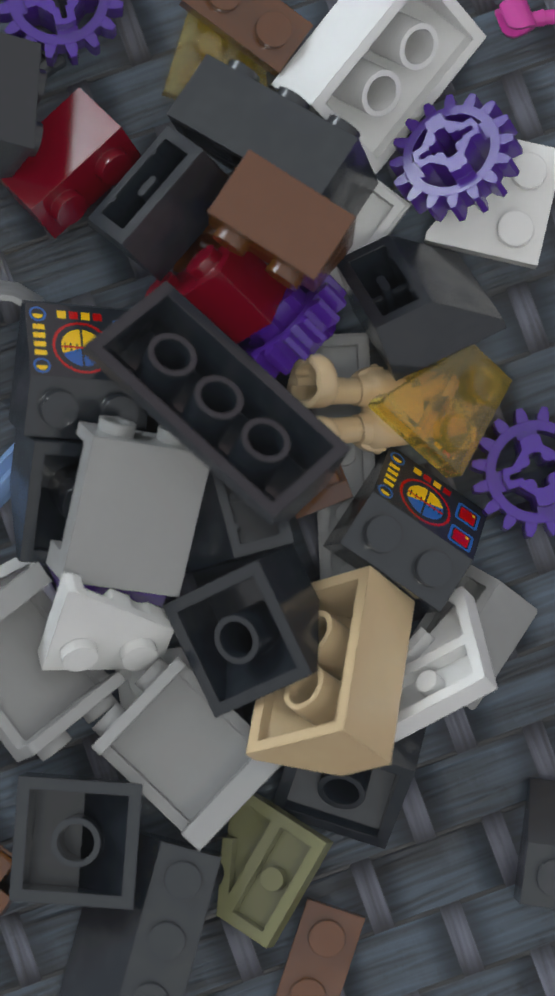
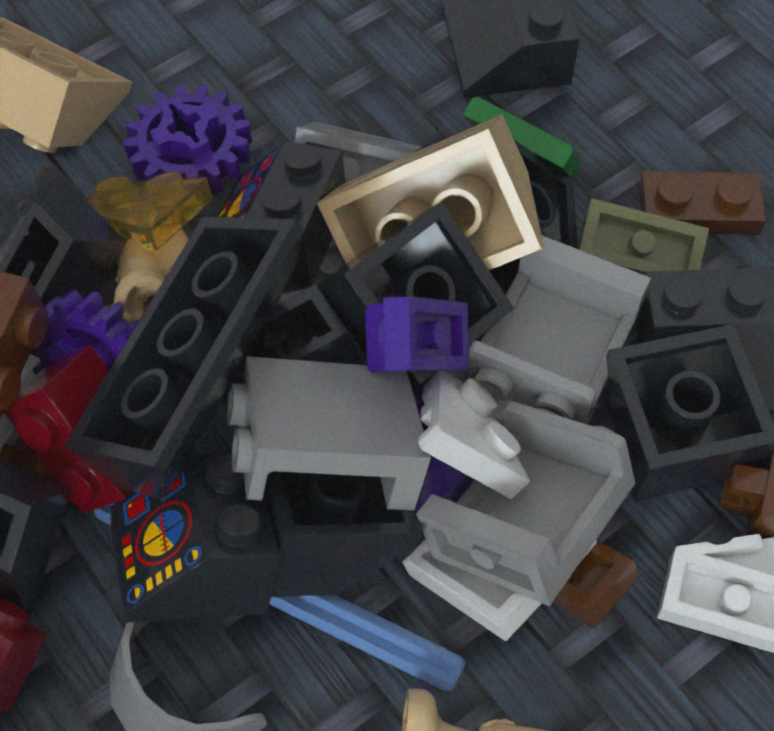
camera: 110 degrees left, 25 degrees down
(182, 608) = (417, 335): none -> dark purple slope
(437, 810) = (544, 145): none -> green tile
(445, 667) = (386, 127): white wing -> none

